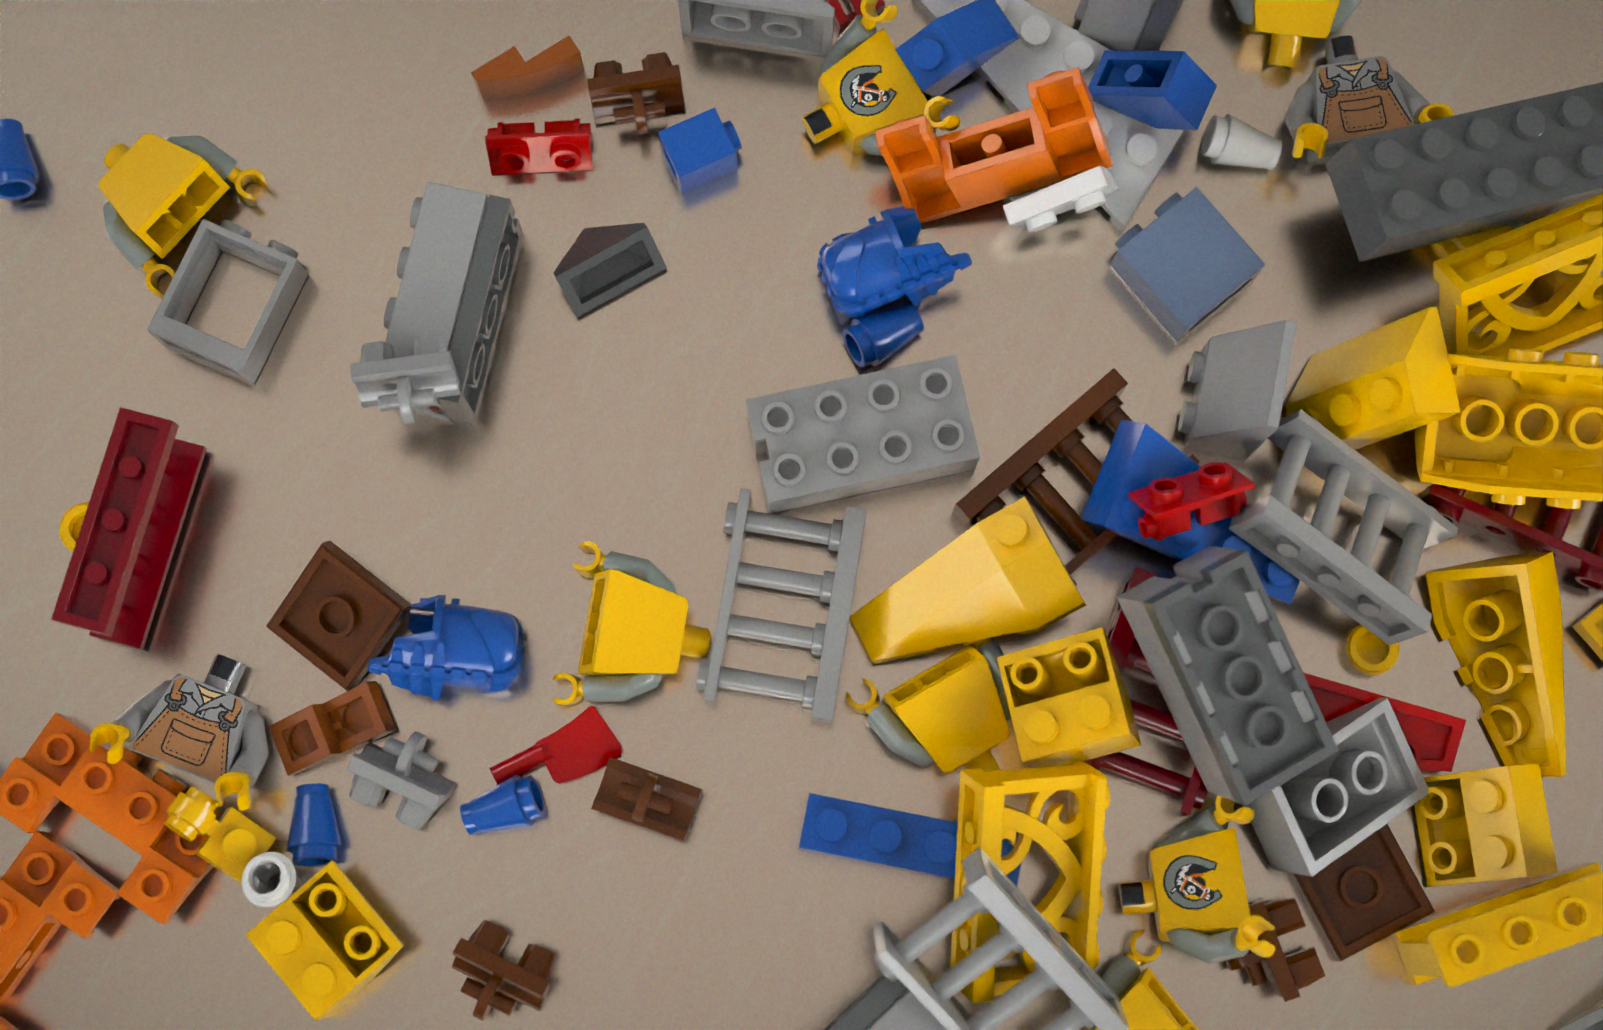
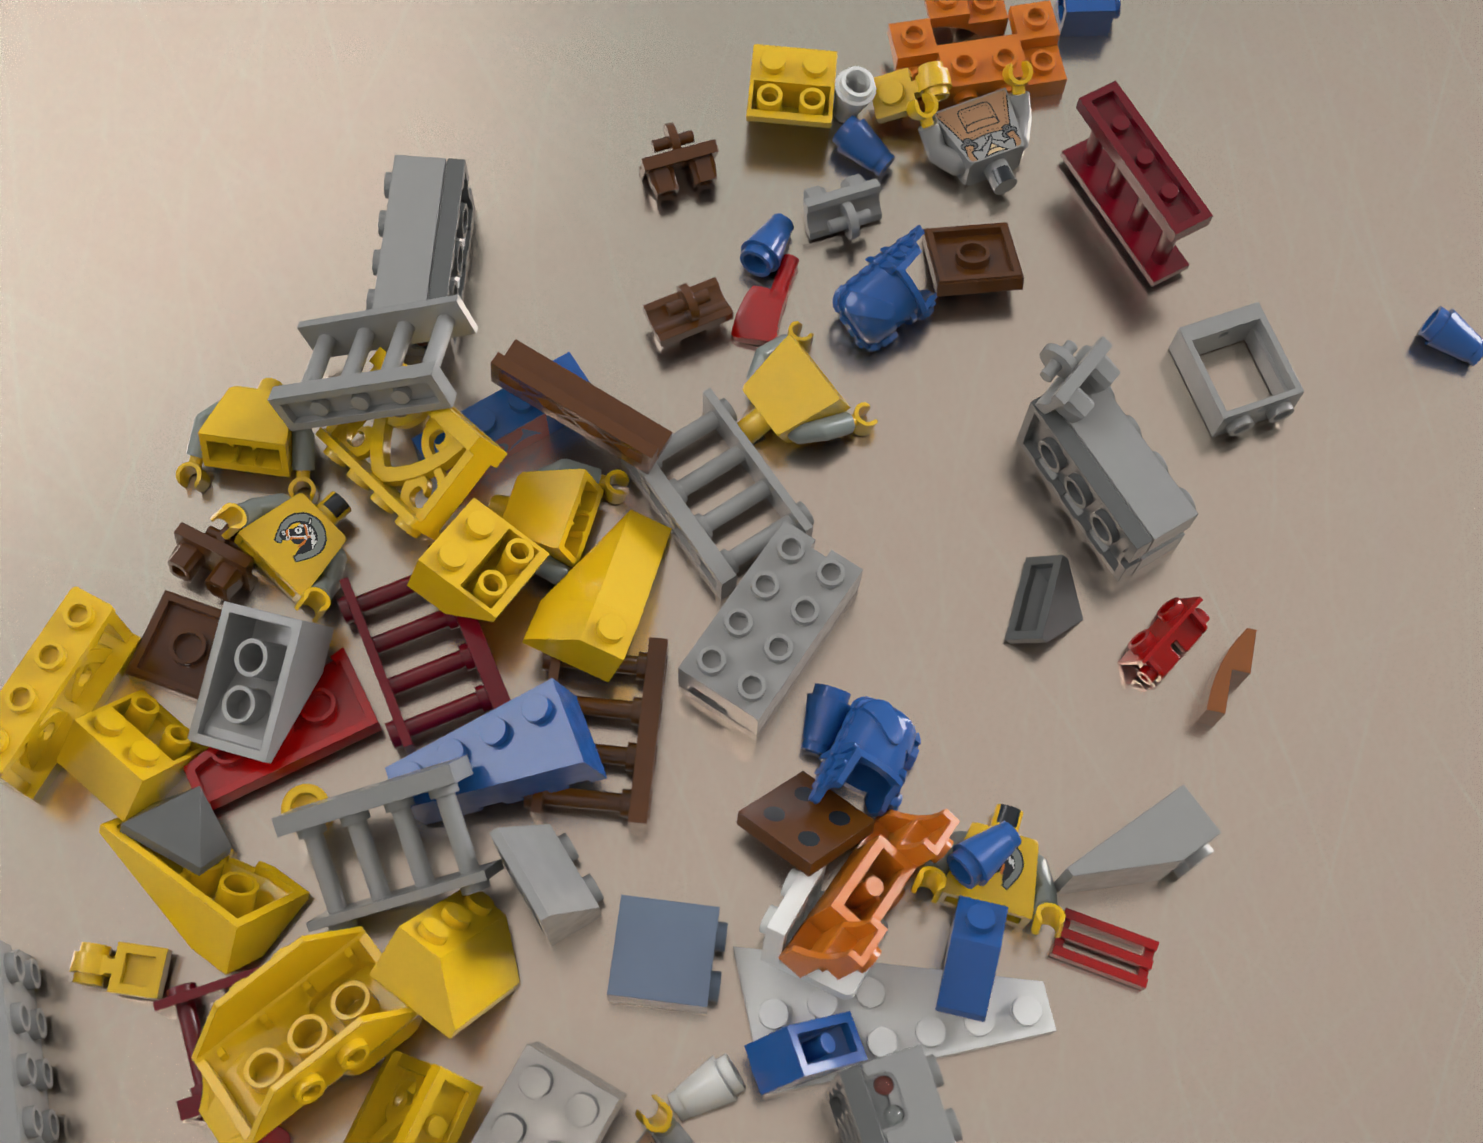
camera: 135 degrees right, 10 degrees down
(162, 192) = (1346, 392): yellow torso -> none
(332, 728) = (910, 201): dark orange slope -> none
(636, 94) = (1138, 723): reddish brown hips -> none
(700, 149) = (1064, 727): blue brick -> none
(844, 773) = (580, 405): none -> reddish brown fence
(877, 97) = (982, 855): none -> blue cone
(1002, 253) = (804, 831): none -> reddish brown tile
(1212, 491) = (516, 732): red hinge -> none
(1228, 674) = (385, 654): dark grey piece -> none
(1498, 712) = (181, 830): none -> dark grey slope

